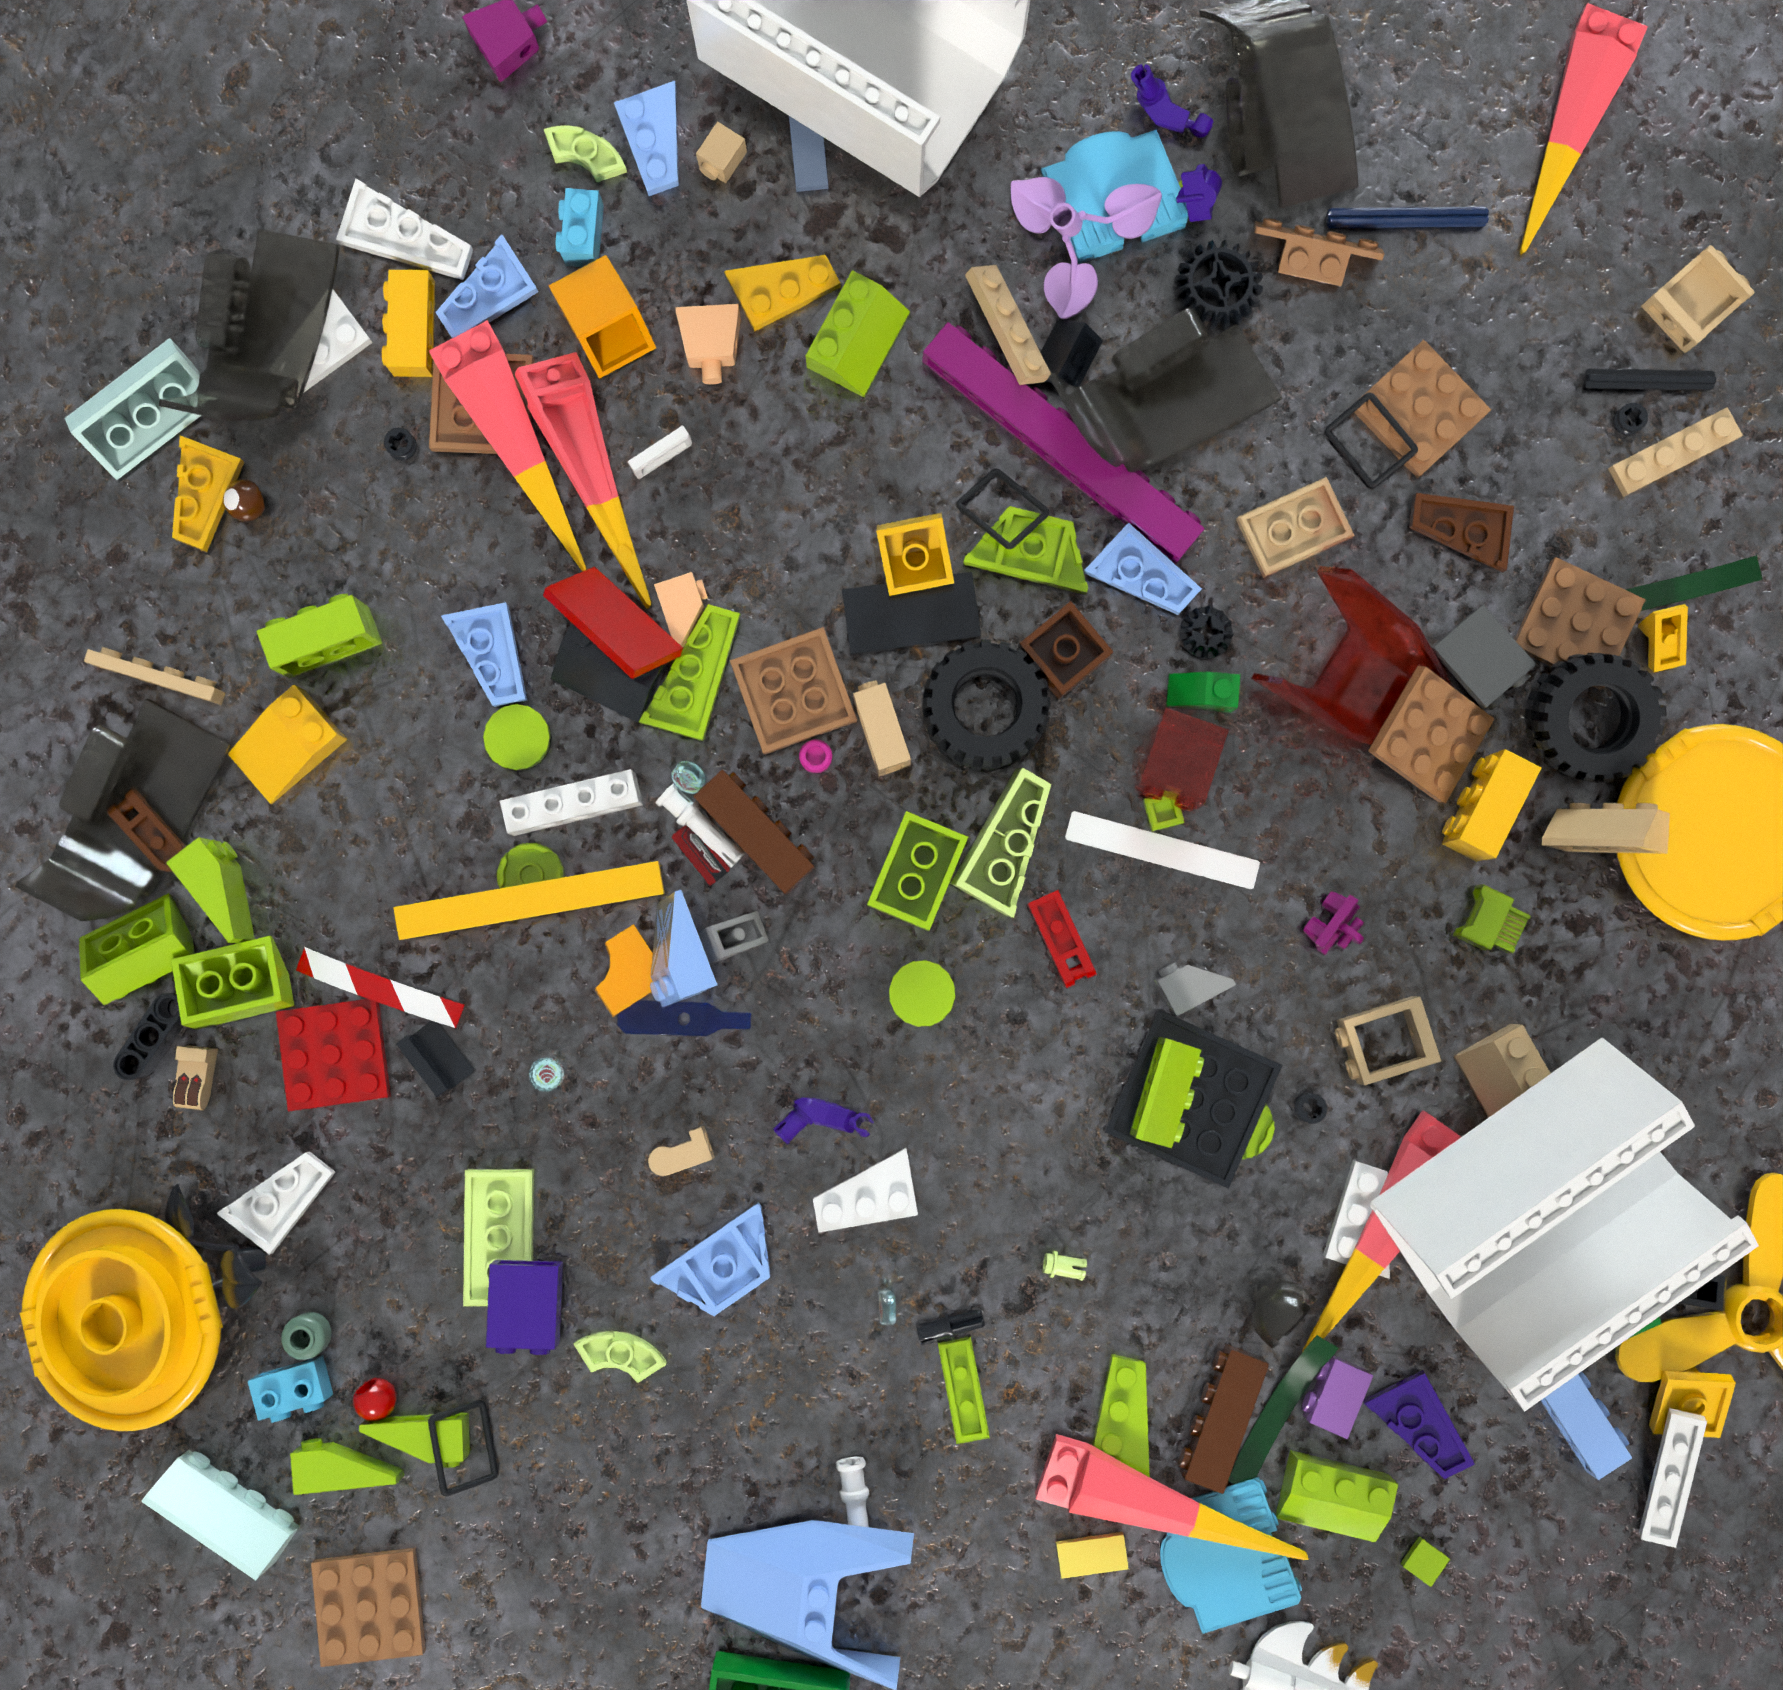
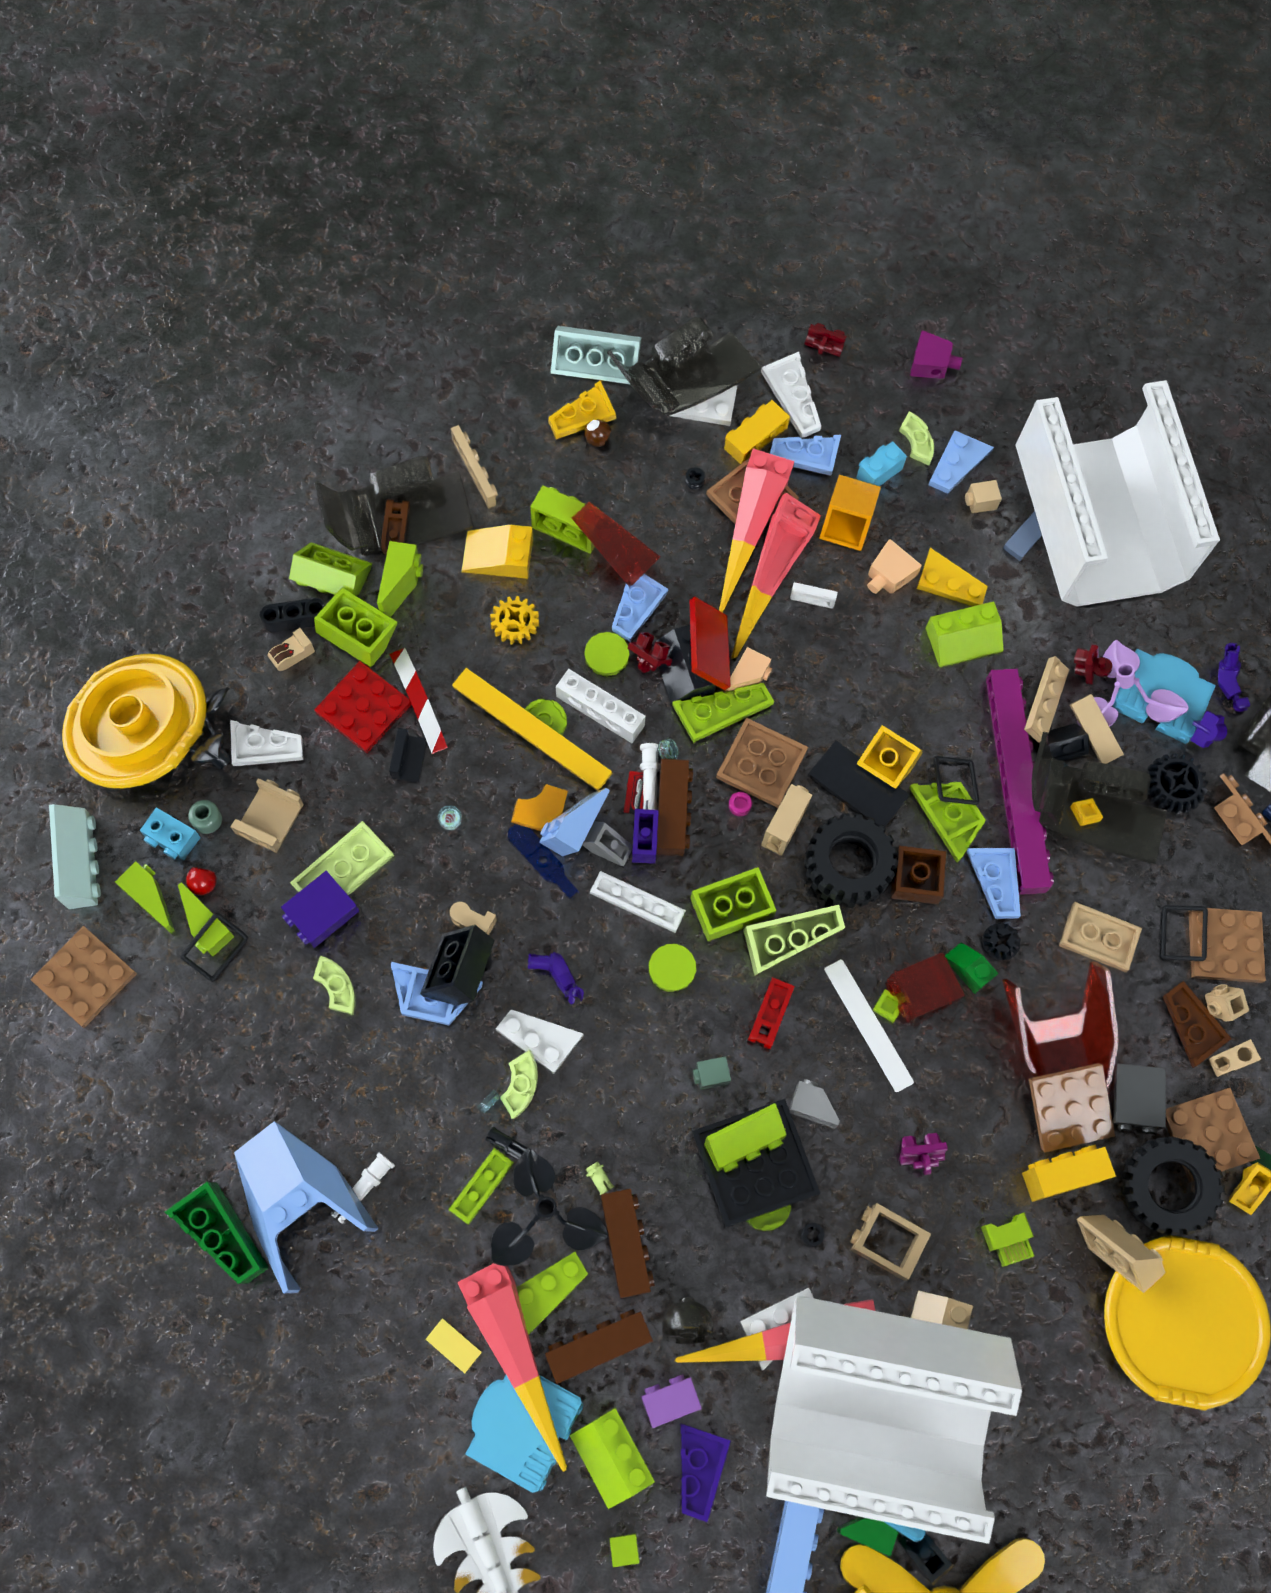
camera: 45 degrees right, 15 degrees down
(367, 1264) = (269, 815): none -> tan panel
(370, 133) = (825, 340): none -> dark red hips
(385, 788) = (512, 628): none -> yellow gear
(404, 614) = (617, 545): none -> clear red wing
(563, 696) = (649, 656): none -> dark red hips
(720, 1216) = (458, 966): none -> black slope
(760, 893) = (645, 836): none -> dark purple brick
(820, 963) = (637, 901): none -> white tile
(900, 1257) = (522, 1085): none -> yellowish green tile
(1002, 1335) = (536, 1175): none -> black plant
(1014, 238) = (1088, 662): none -> dark red hips
(1066, 1057) = (712, 1073): none -> sand green brick
(1087, 306) = (1098, 730): none -> tan tile
(1152, 1300) = (626, 1244): none -> reddish brown brick
(1163, 410) = (1086, 812): none -> yellow tile
(1279, 1408) = (634, 1376): dark green sticker -> none
(1478, 474) = (1226, 1002): none -> tan brick
(1534, 523) = (1234, 1058): none -> tan leg

